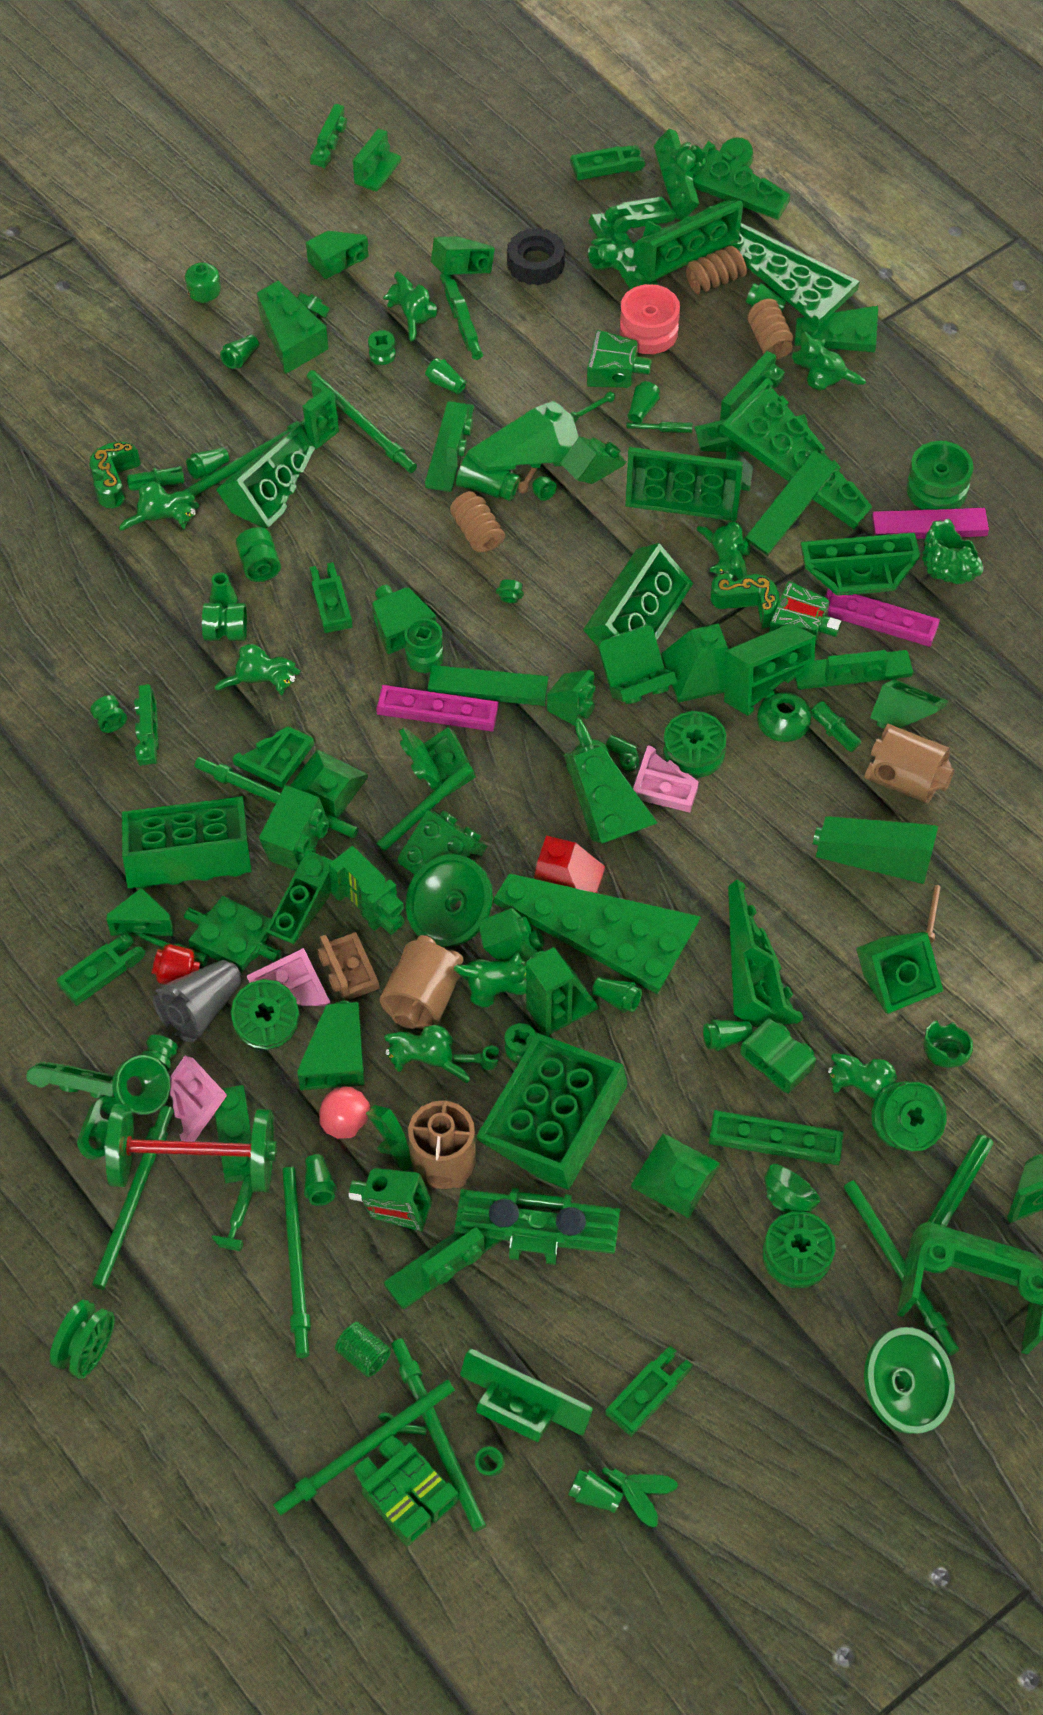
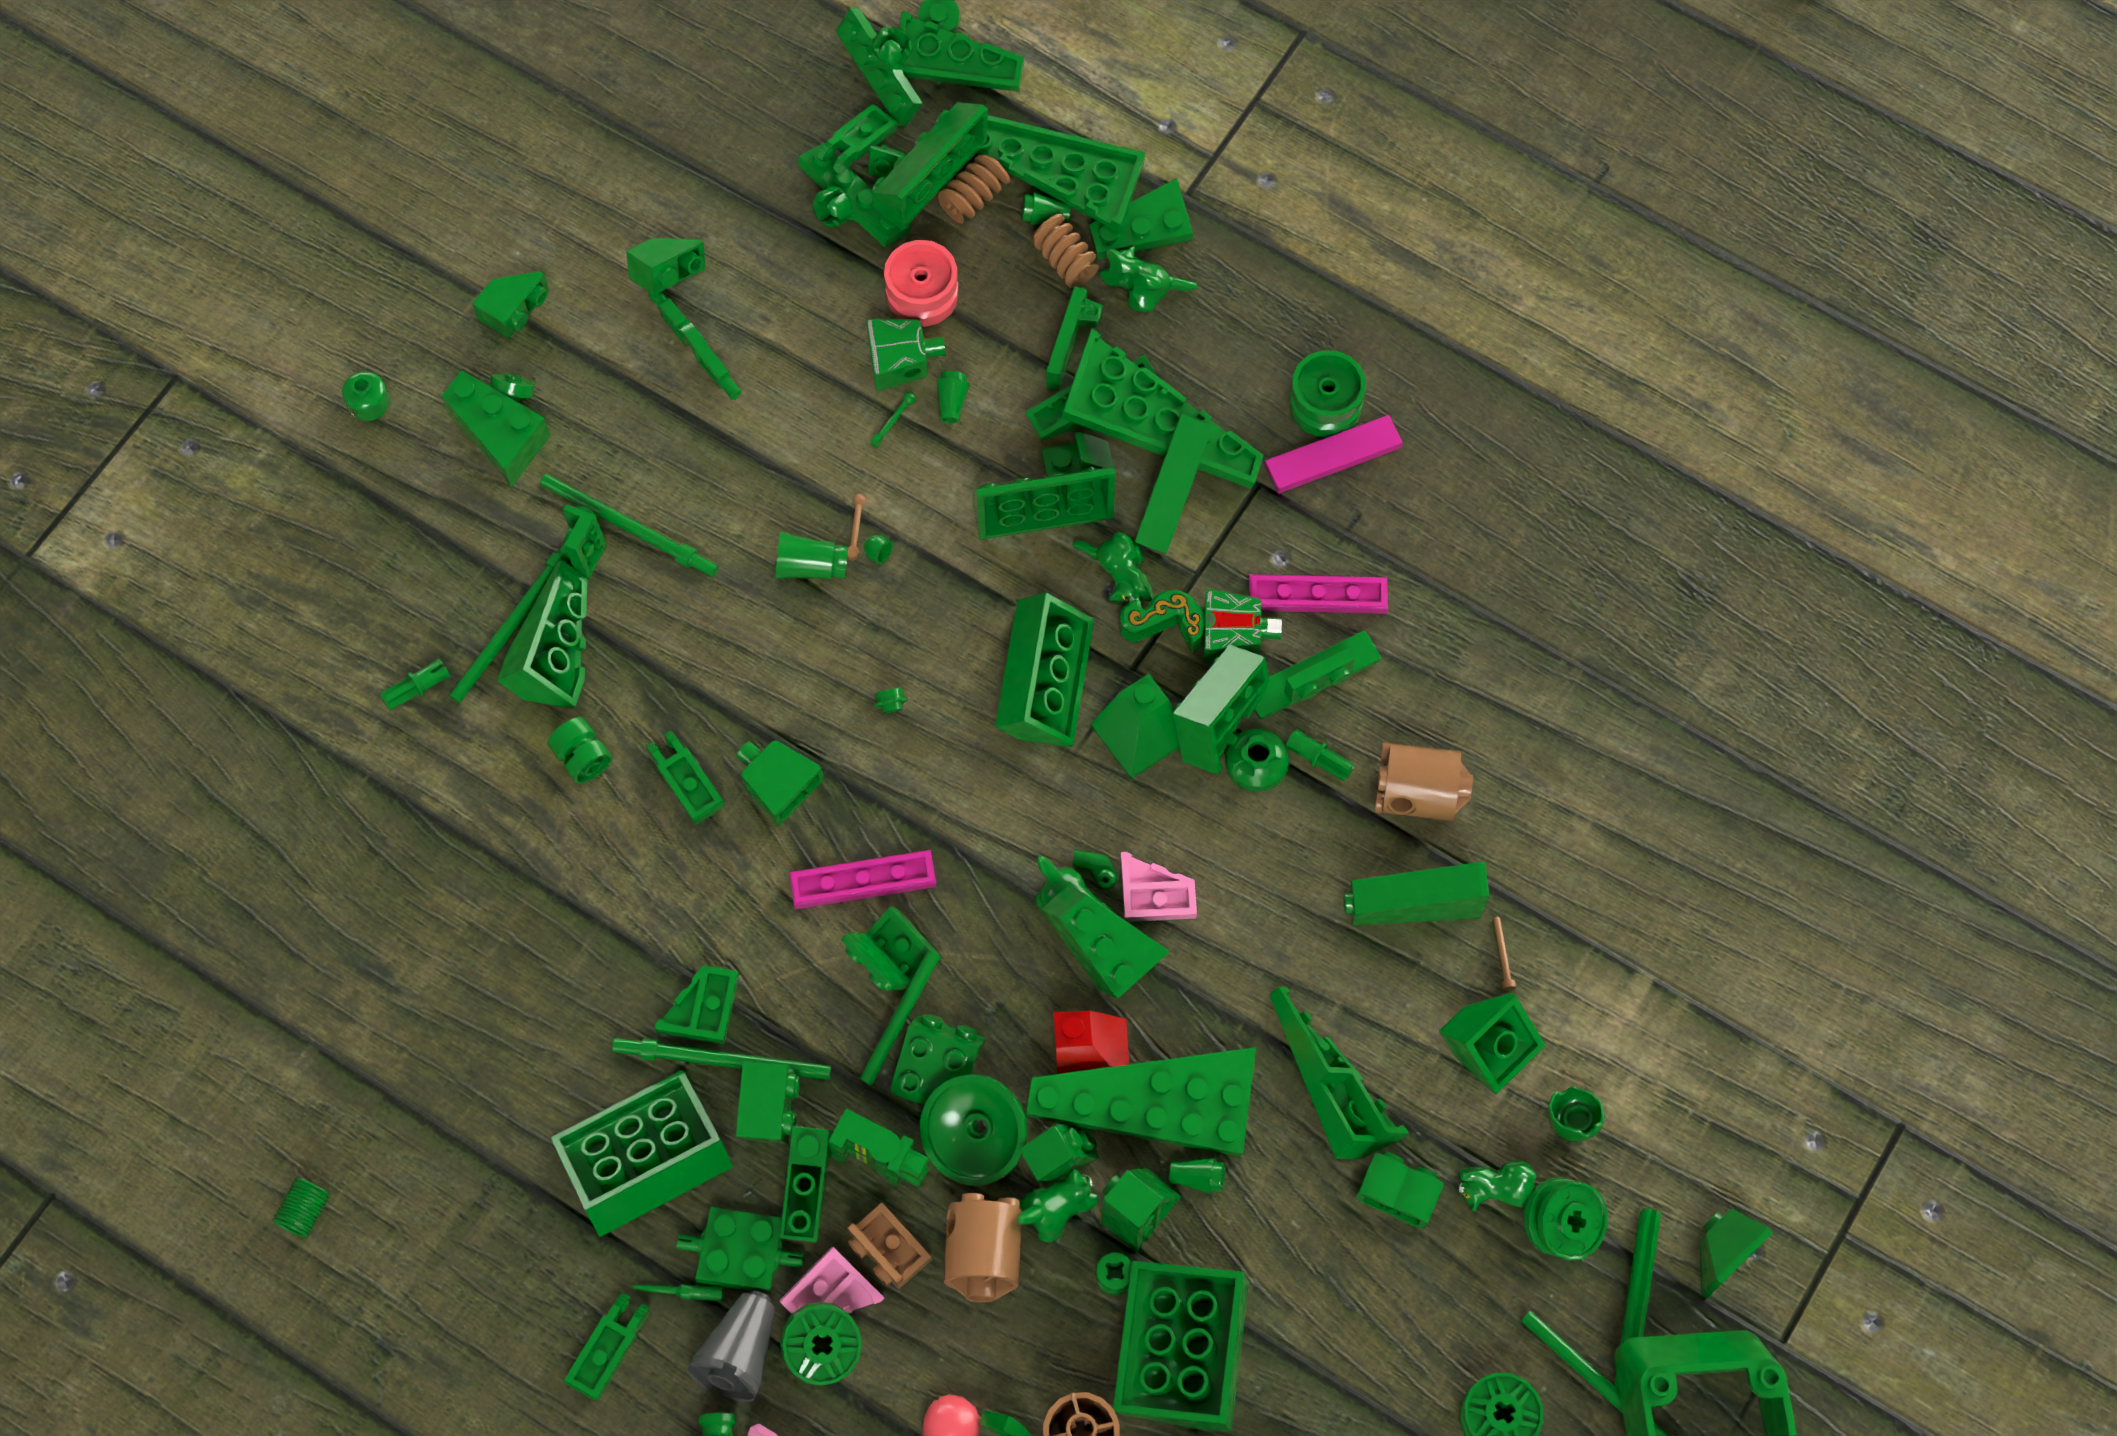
camera: 20 degrees left, 10 degrees up
(104, 467) = (346, 692): green animal -> none
(108, 714) = (485, 1019): green wheel -> none
(139, 915) = (628, 1266): green slope -> none
(147, 728) = (538, 1022): green hinge -> none
(157, 504) = (431, 720): green animal -> none
(173, 963) = (692, 1316): red head -> none
(206, 462) = (467, 643): green cone -> none
(222, 590) = (558, 817): green cone -> none
(224, 621) = (575, 853): green wheel -> none
(237, 352) = (446, 477): green cone -> none
(257, 667) = (636, 899): green animal -> none
(328, 136) = (439, 143): green hinge -> none
(330, 781) = (772, 1021): green slope -> none
(334, 1050) = (915, 1354): green slope -> none
(375, 162) = (511, 160): green bracket -> none
(381, 347) = (620, 425): green wheel -> none
(414, 303) = (633, 345): green animal -> none
(423, 644) = (820, 808): green wheel -> none
(429, 1047) = (1019, 1317): green animal -> none
(445, 376) = (707, 434): green cone -> none
(450, 446) = (748, 526): green bracket -> none
(477, 522) = (819, 625): medium nougat piece -> none
(486, 1063) = (1074, 1306): green hand -> none
(489, 685) = (910, 831): green tile -> none
(532, 439) = (848, 494): green wedge -> none
(536, 272) = (747, 209): black tyre -> none
(572, 696) = (1015, 819): green slope -> none
(592, 460) = (923, 495): green slope -> none
(607, 162) = (788, 73): green hinge -> none
(634, 665) = (1072, 757): green bracket -> none
(664, 426) = (987, 419): green piece -> none
(675, 1175) = (1338, 1371): green slope -> none
(695, 743) = (1177, 812): green wheel -> none
(725, 1033) = (1332, 1183): green cone -> none
(776, 1137) = (1429, 1287): green tile -> none
(789, 1191) = (1470, 1350): green piece -> none
(861, 563) = (1281, 539): green wedge -> none
(904, 704) = (1390, 703): green slope -> none
(949, 555) = (1374, 494): green hair -> none

